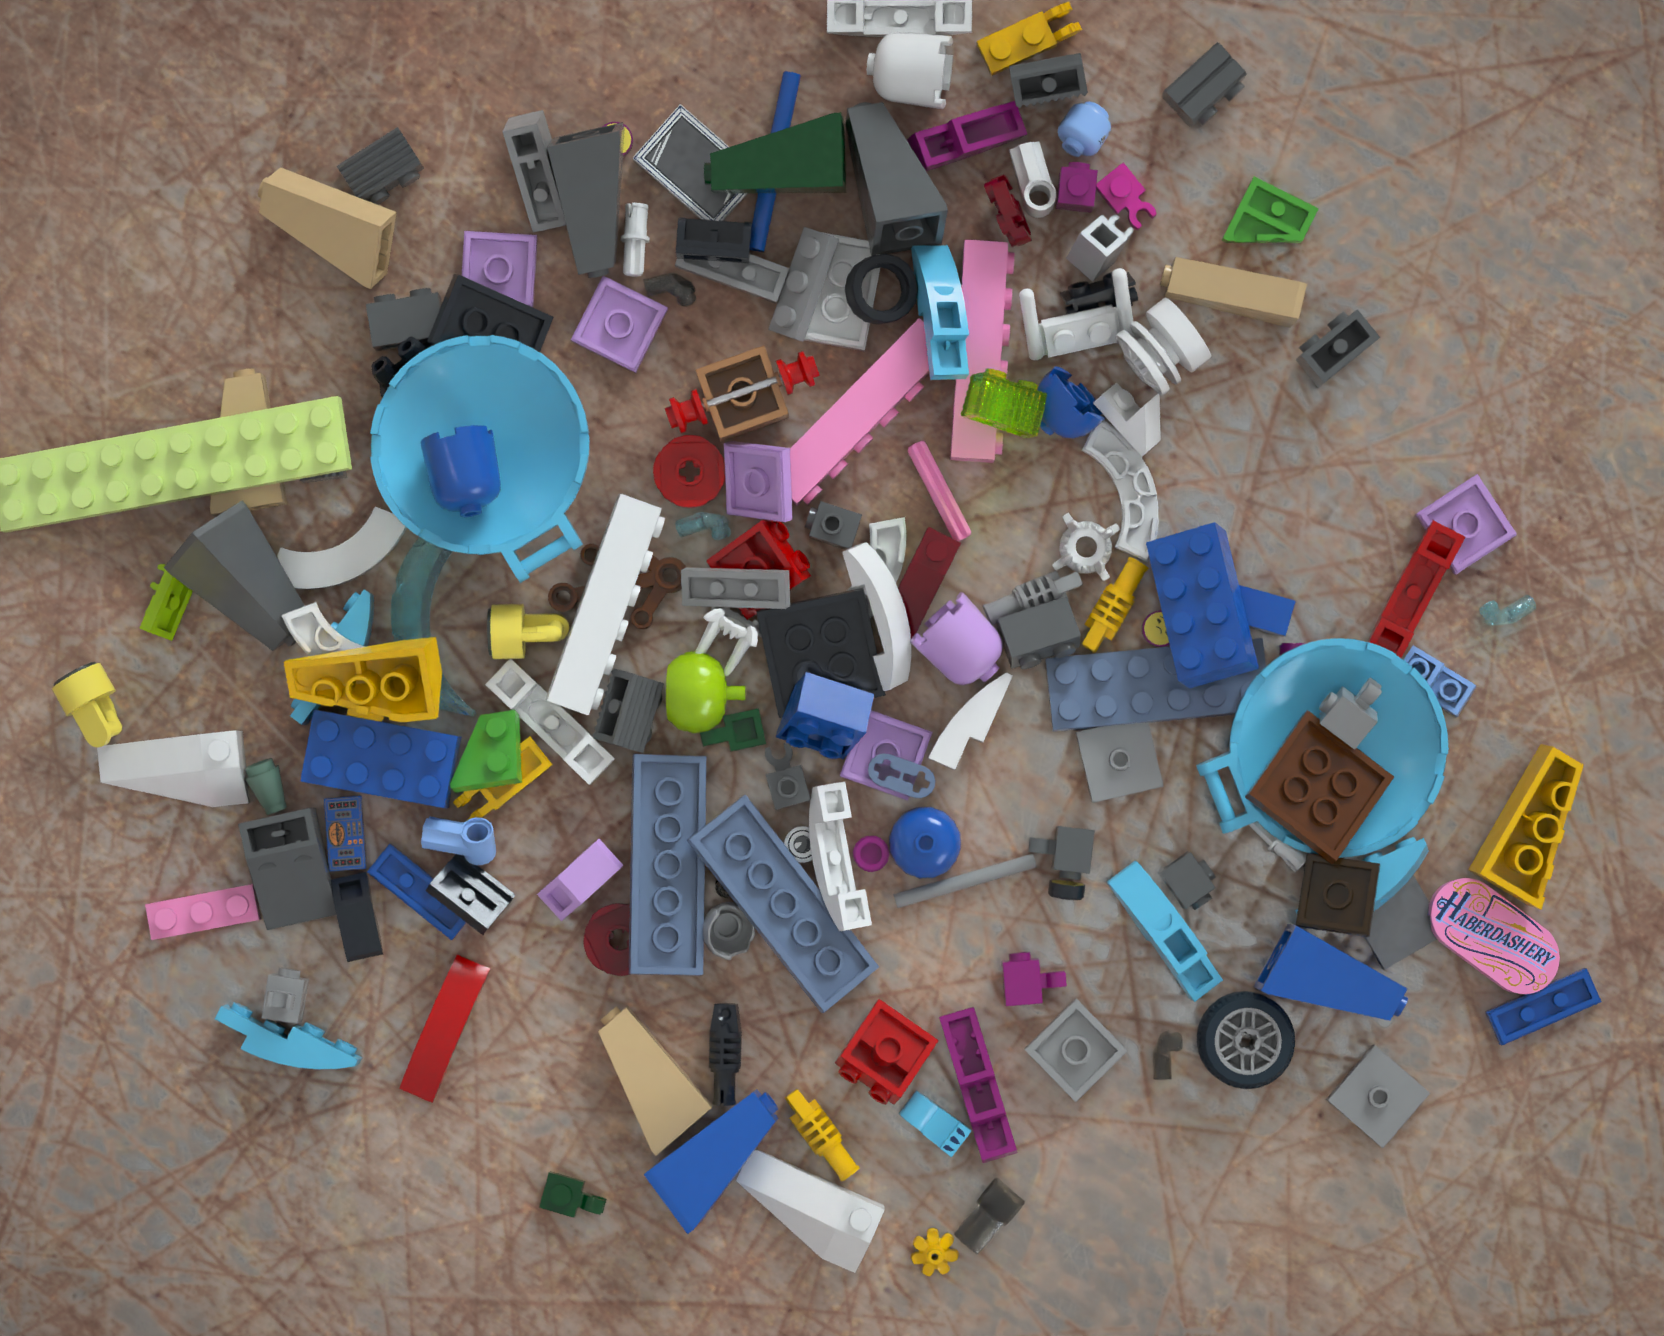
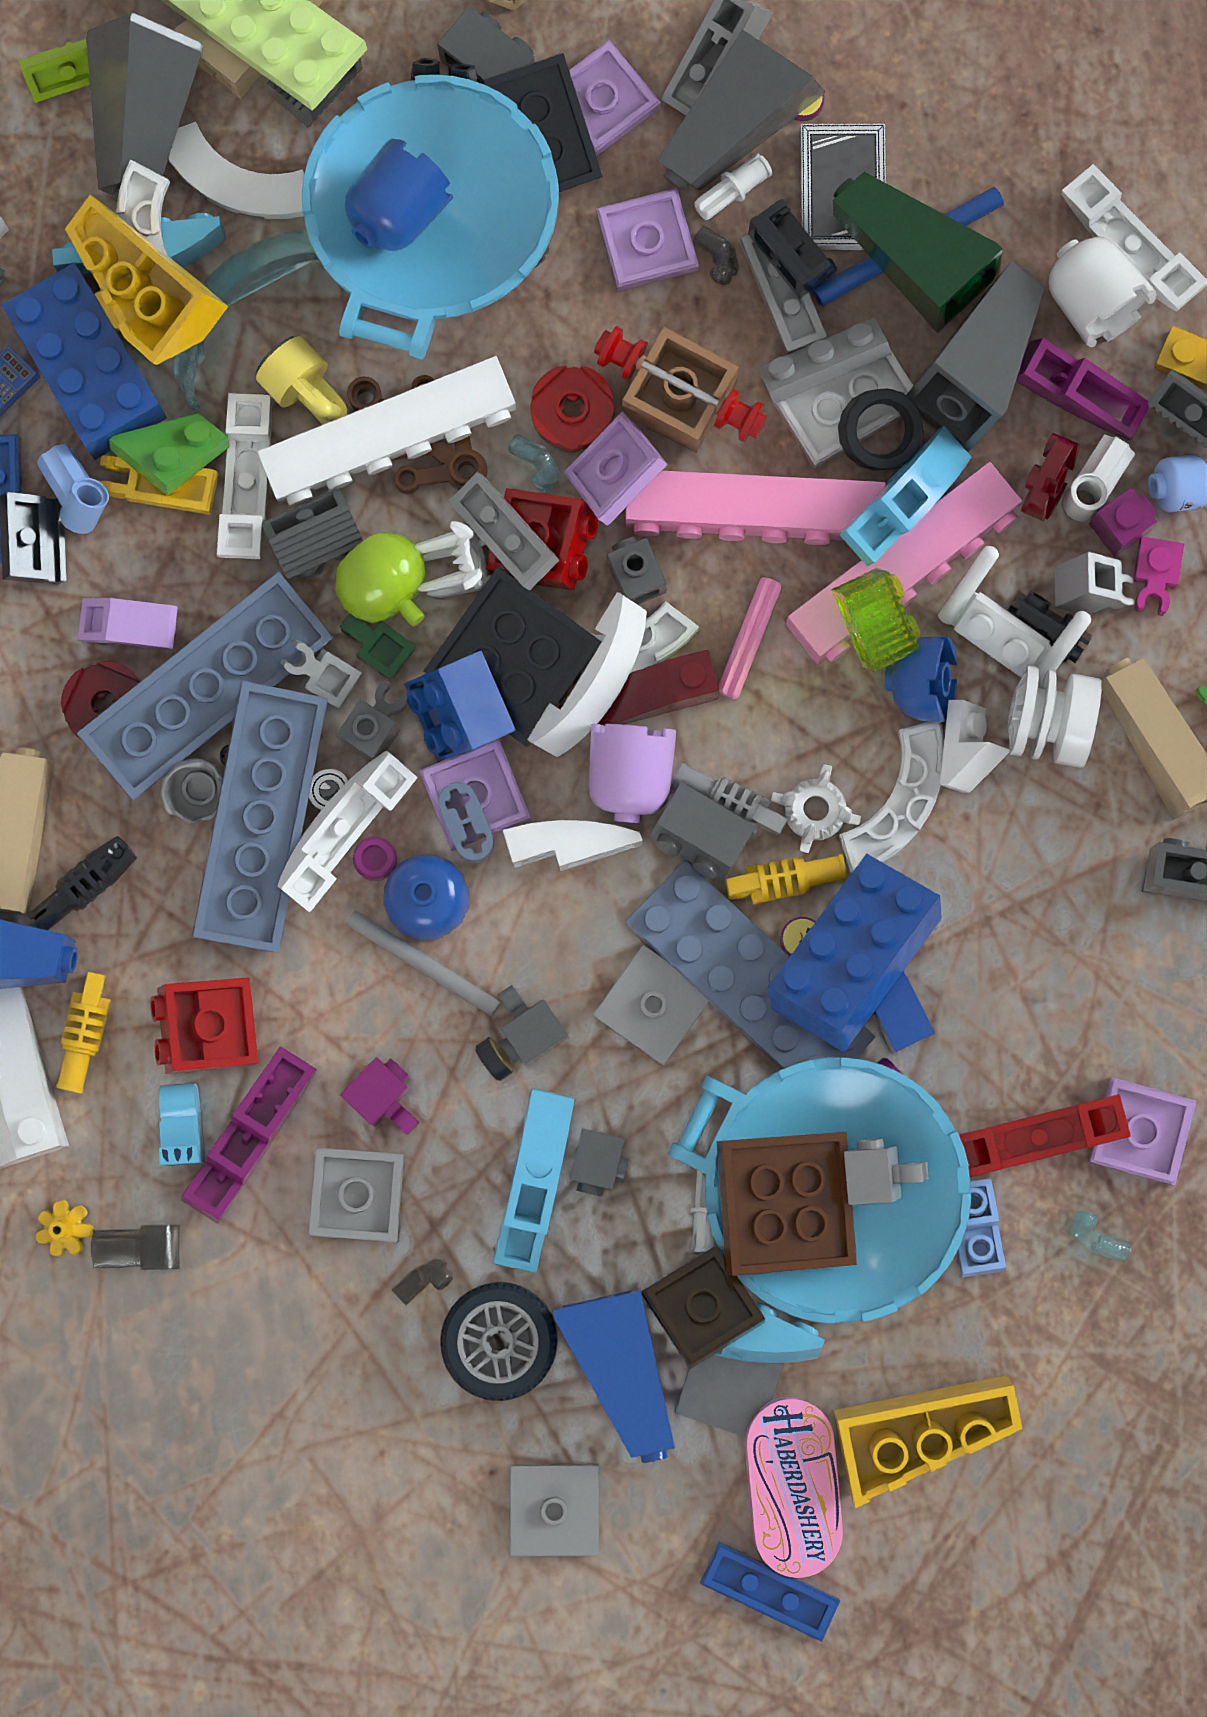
camera: 55 degrees right, 5 degrees down
(725, 784) = (325, 675): none -> light grey plate

